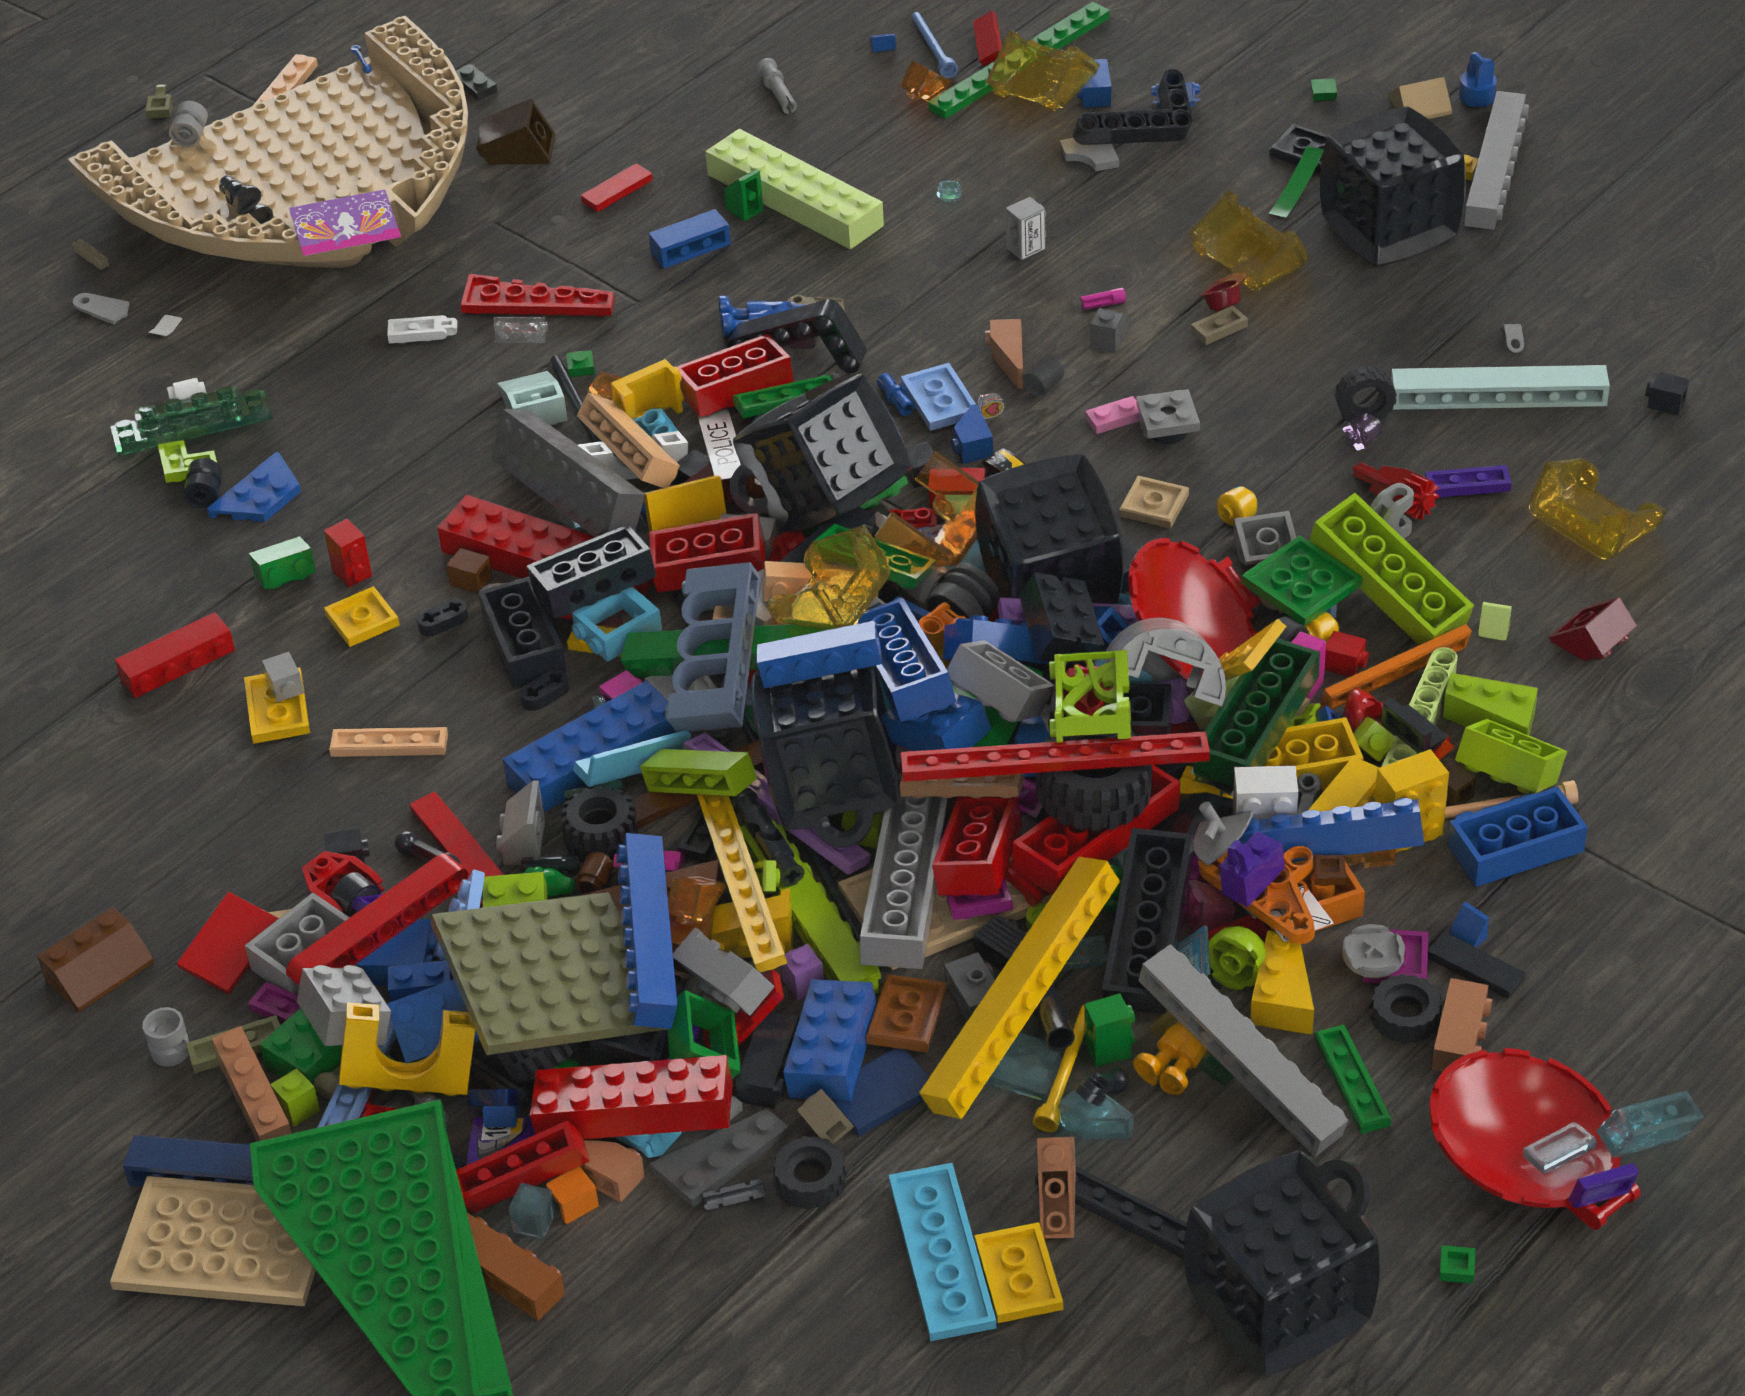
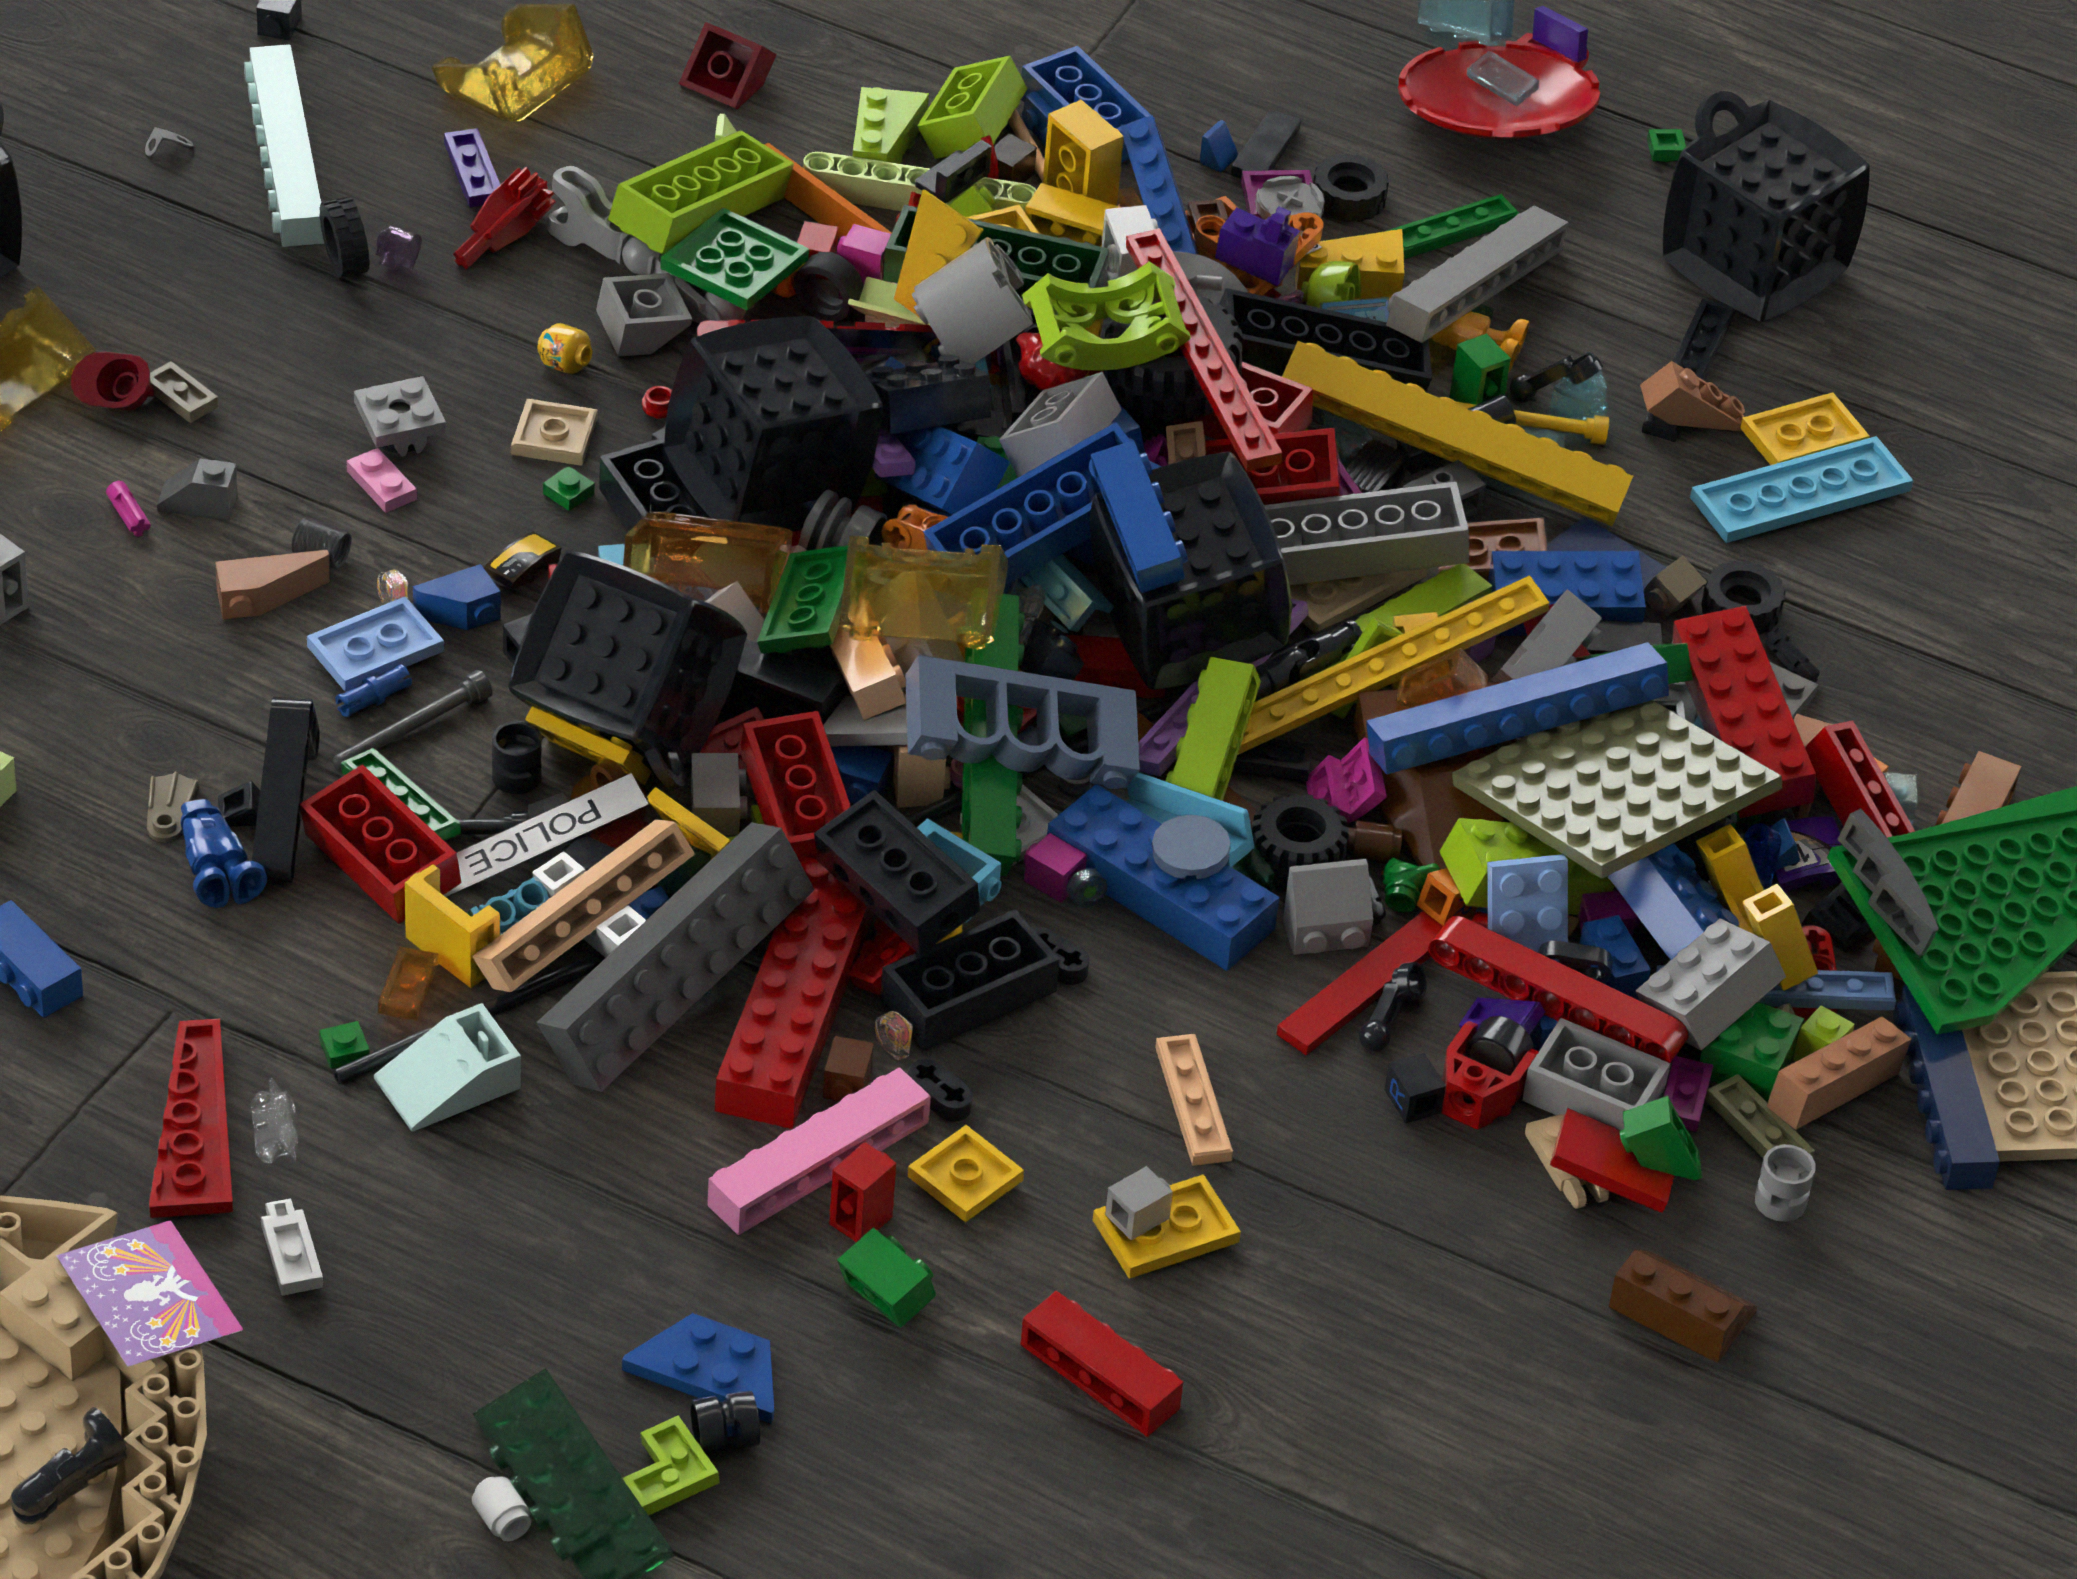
camera: 110 degrees left, 0 degrees up
(222, 964) = (1660, 1139): none -> green slope
(372, 1123) = (1894, 888): none -> dark grey slope
(402, 938) = (1580, 958): none -> black beam
(406, 549) = (806, 1156): none -> bright pink brick
(584, 737) = (1191, 846): none -> sand blue tile
(1461, 1022) = (1386, 144): nougat brick -> none

